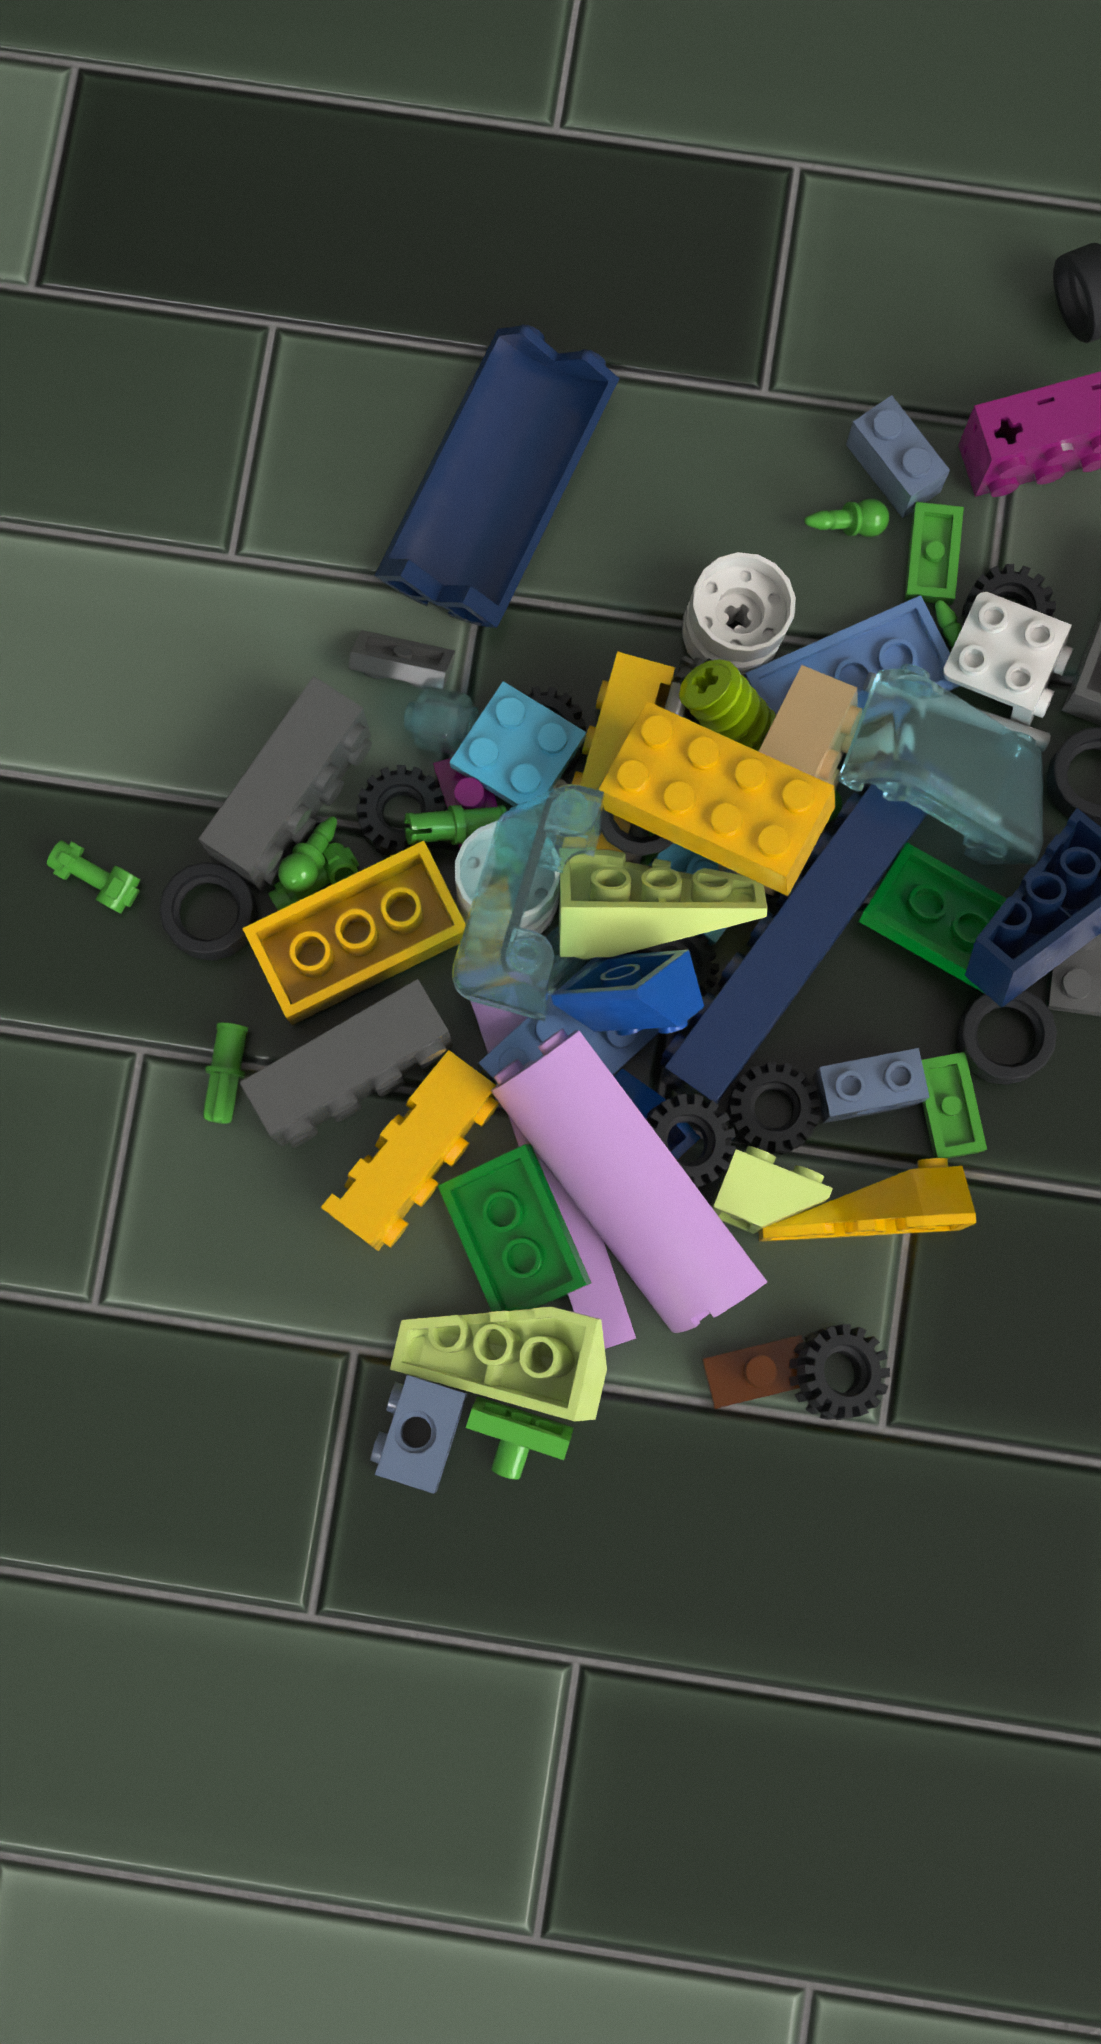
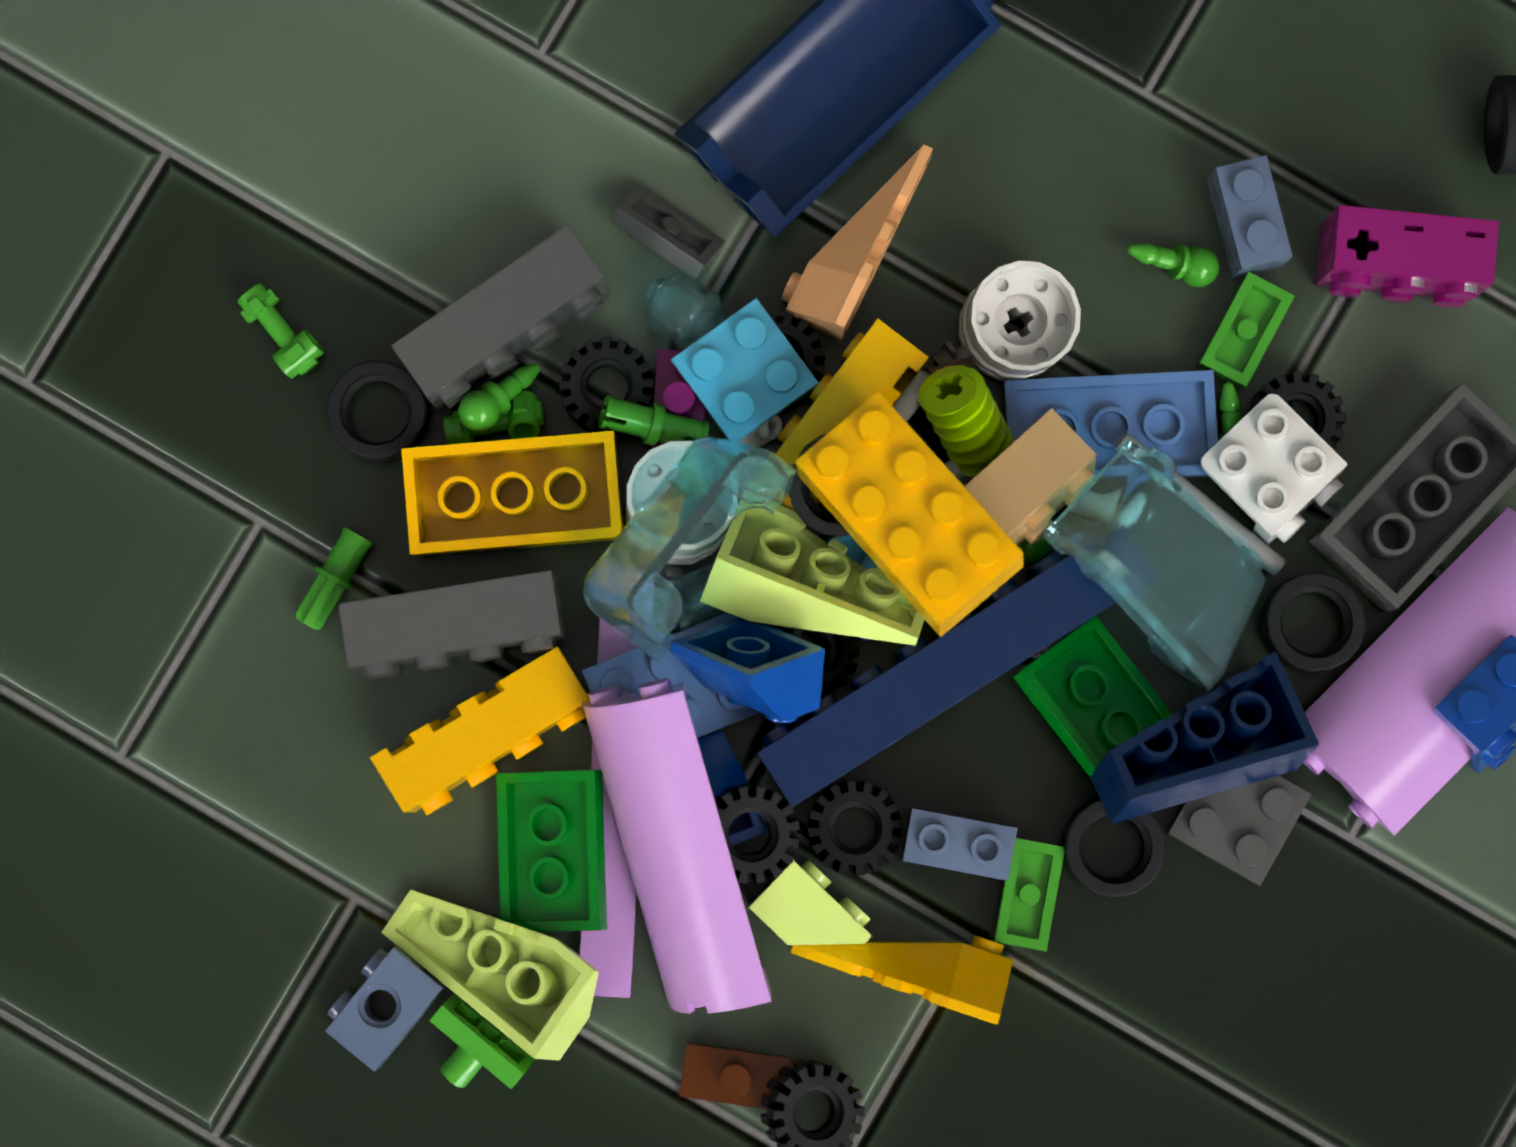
camera: 20 degrees right, 5 degrees up
(567, 629) = (843, 269): none -> light nougat wedge

